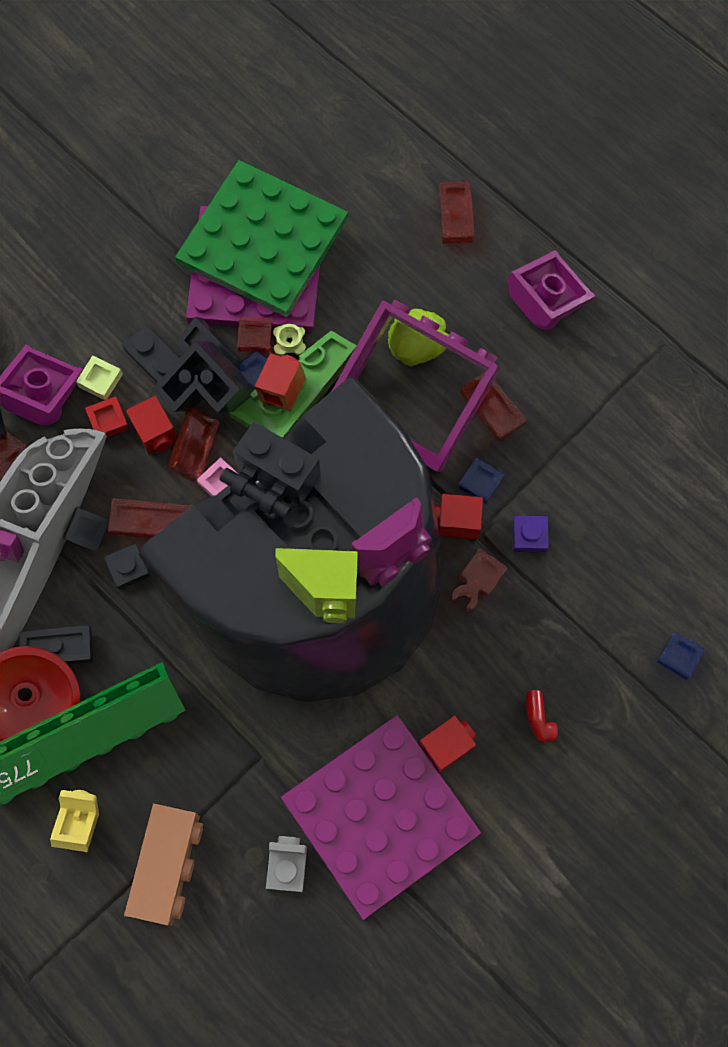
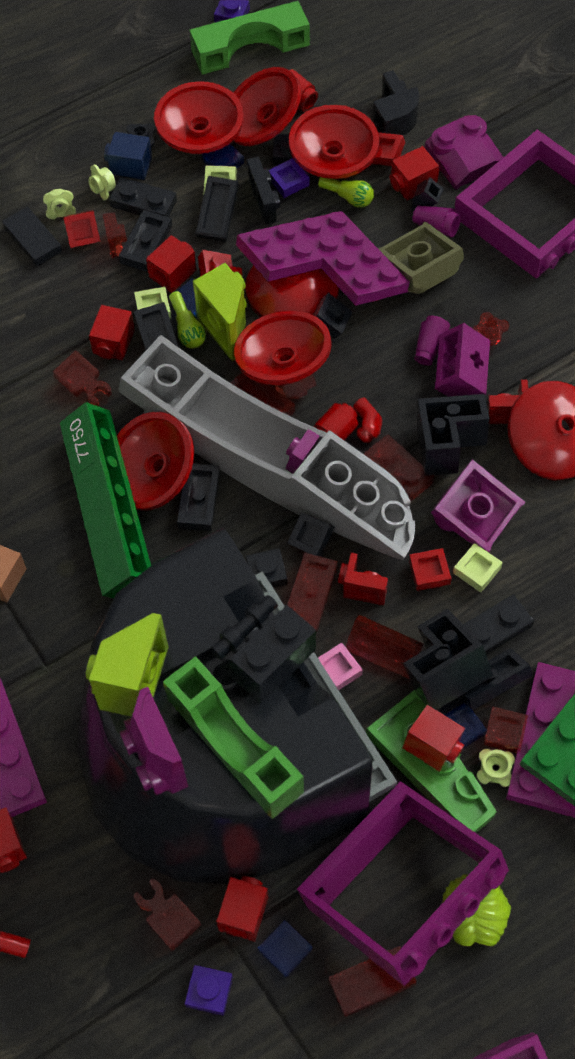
camera: 105 degrees right, 10 degrees down
(75, 820) = (29, 493): light yellow bracket -> none
(133, 474) = (362, 586): none -> red bracket
(152, 425) = (410, 608): red brick -> none
(350, 502) = (254, 763): none -> bright green arch

